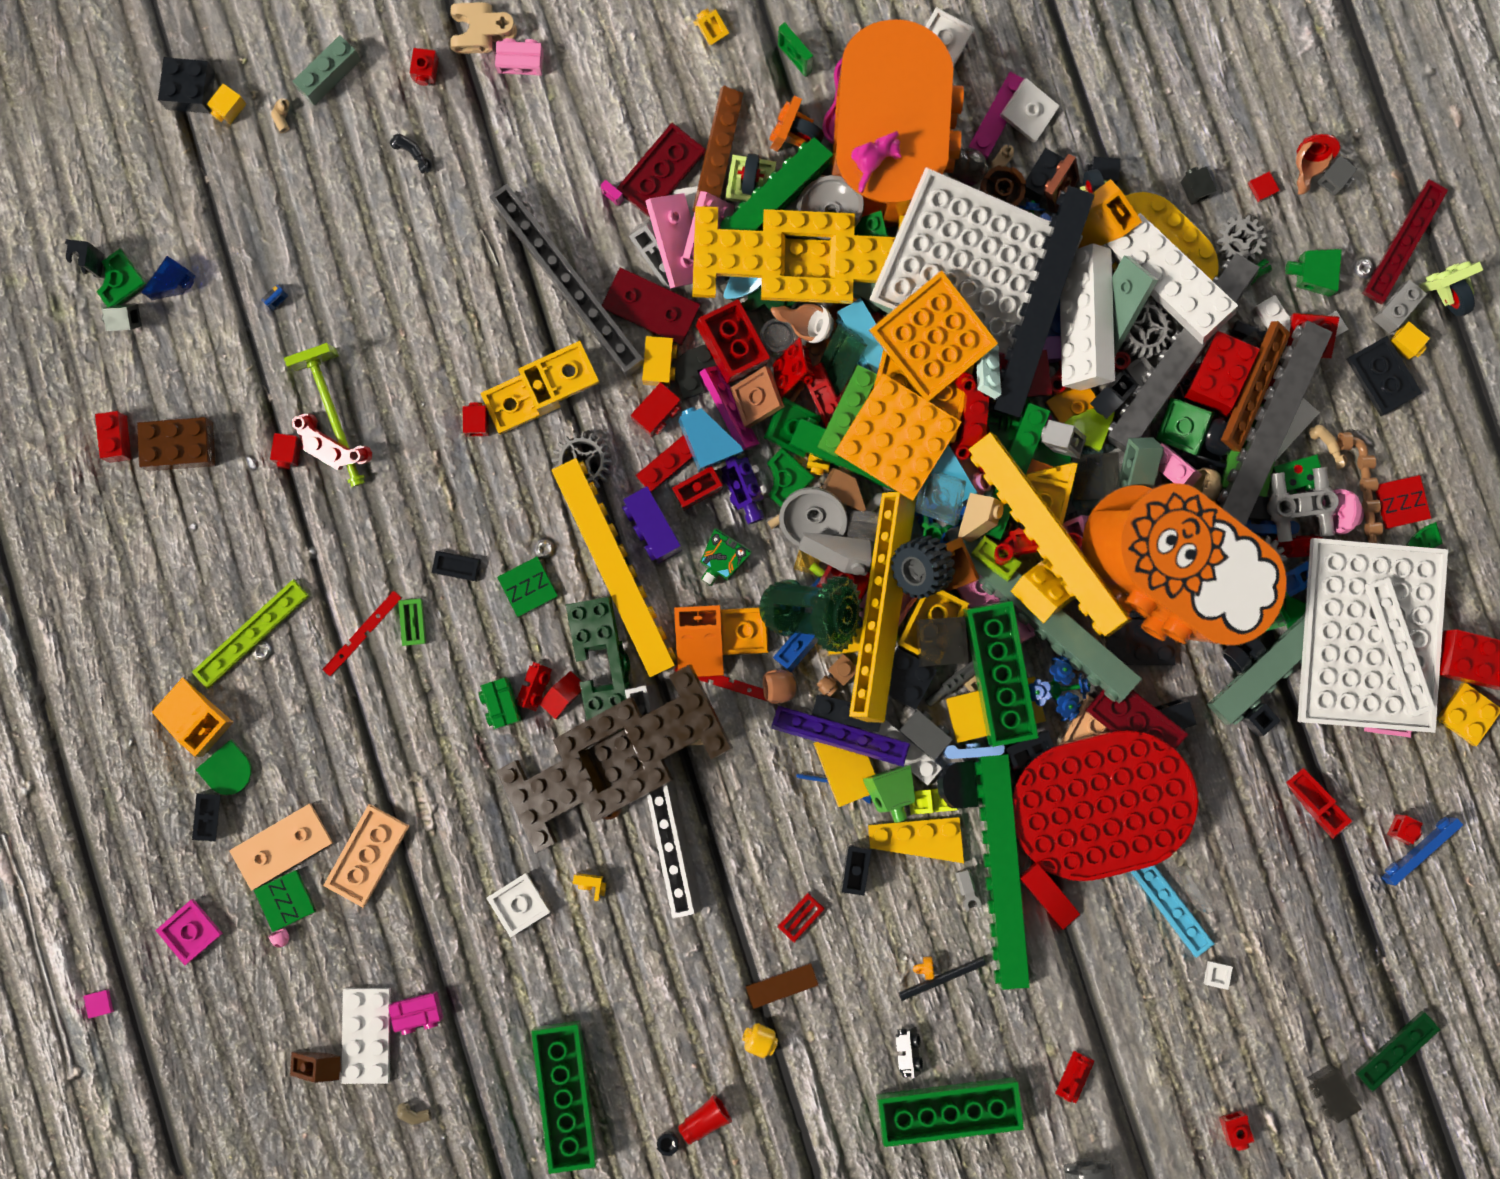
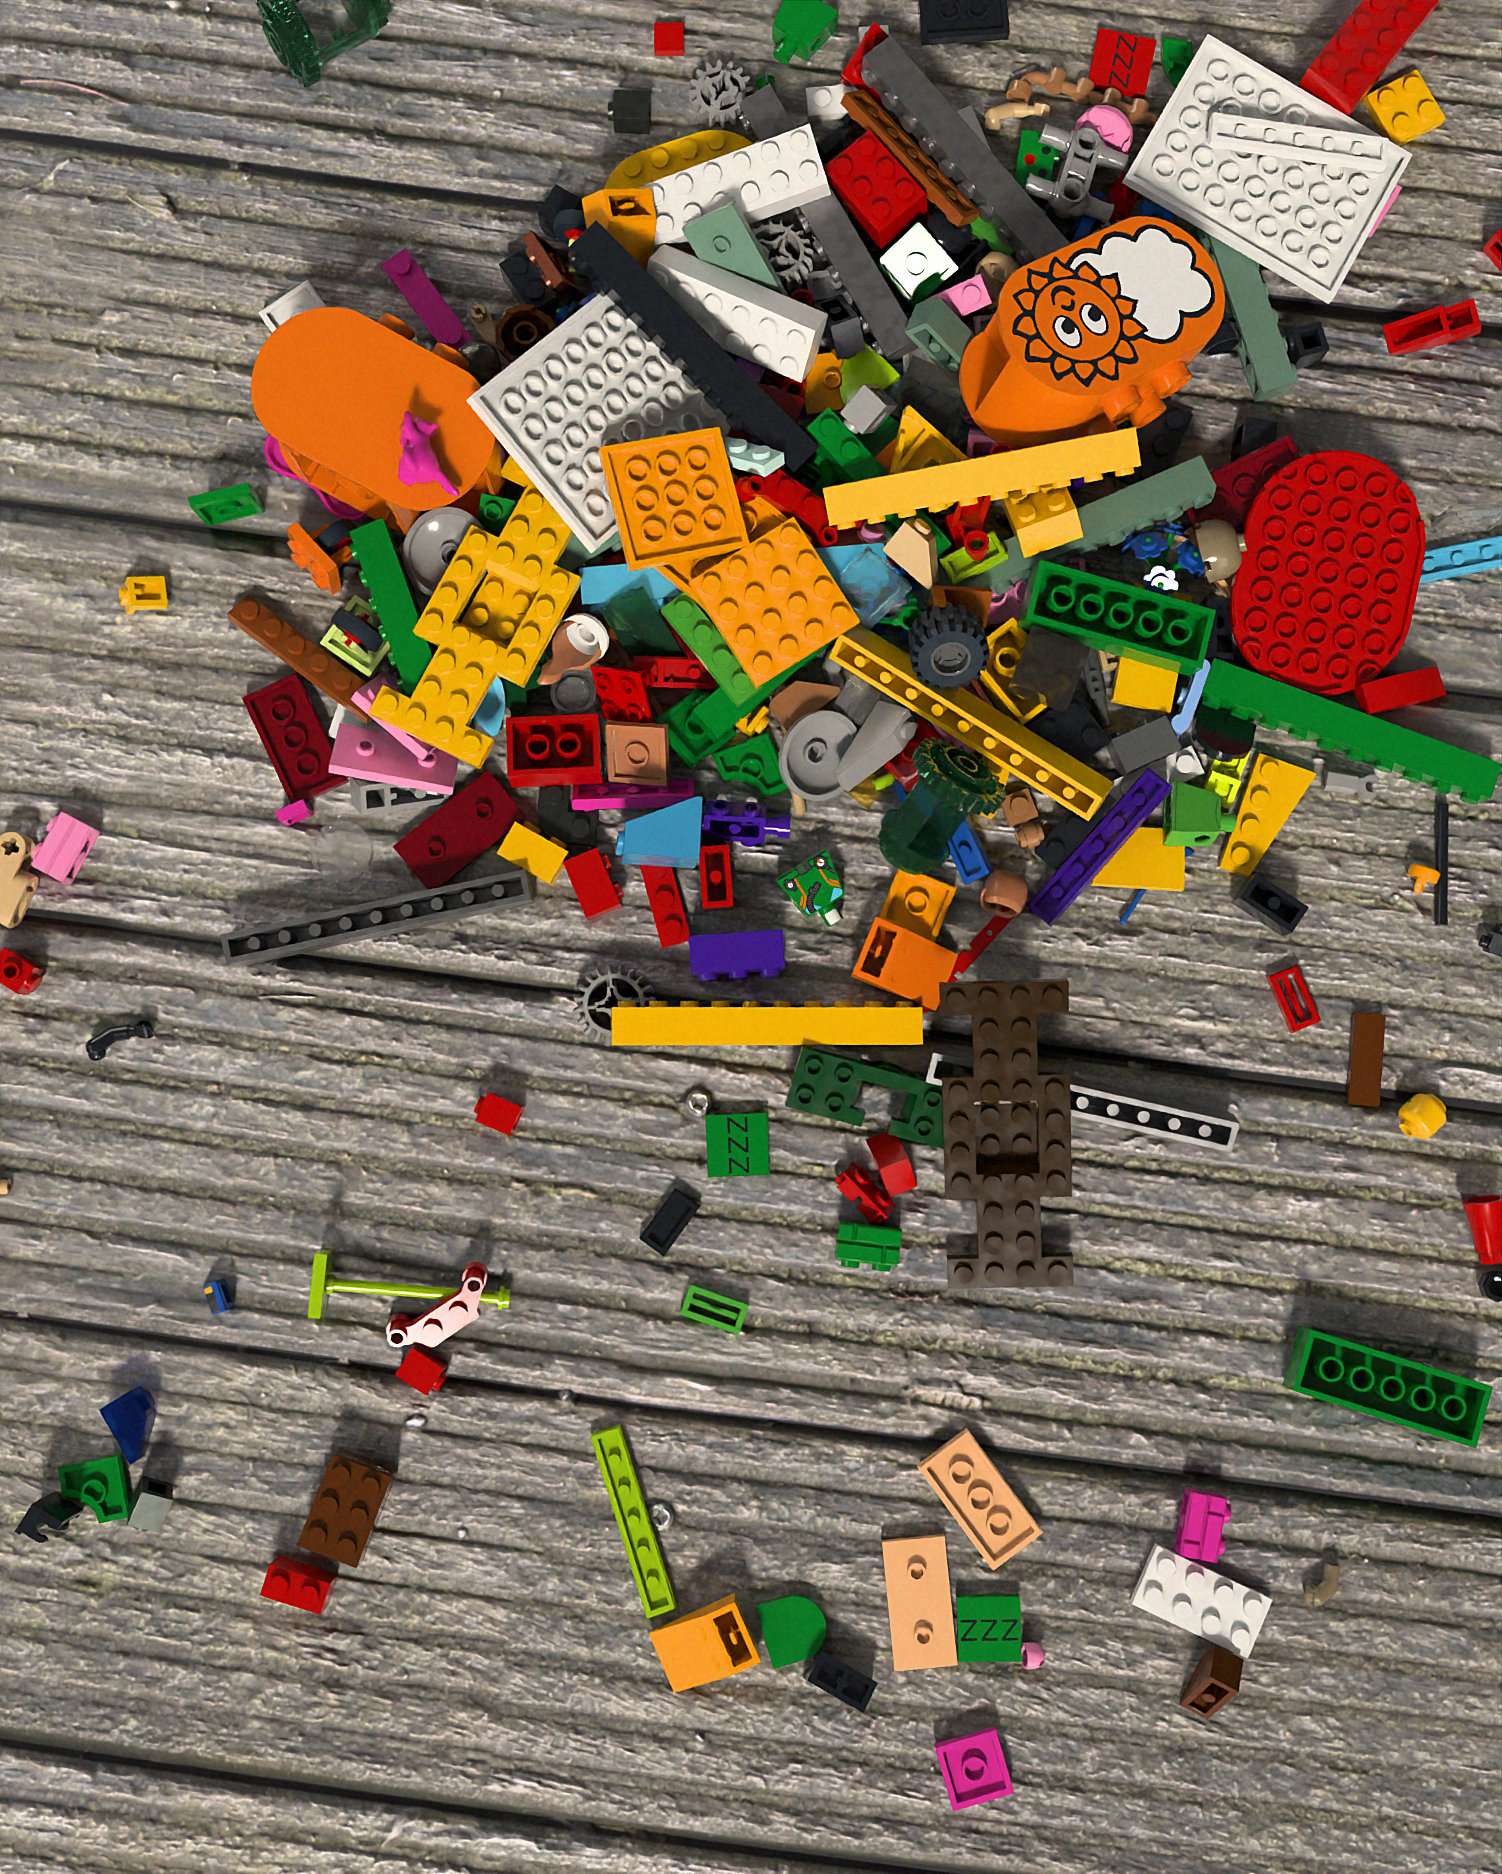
camera: 65 degrees left, 0 degrees up
(359, 635) = (698, 1382): red piece -> none
(518, 904) = (1125, 1336): white plate -> none
(539, 387) = (498, 1013): yellow bracket -> none
(587, 881) = (1136, 1235): yellow bracket -> none
(588, 235) = (328, 840): none -> clear plate
(1029, 110) = (441, 263): white plate -> none
(1083, 721) = (1220, 548): none -> dark tan cylinder

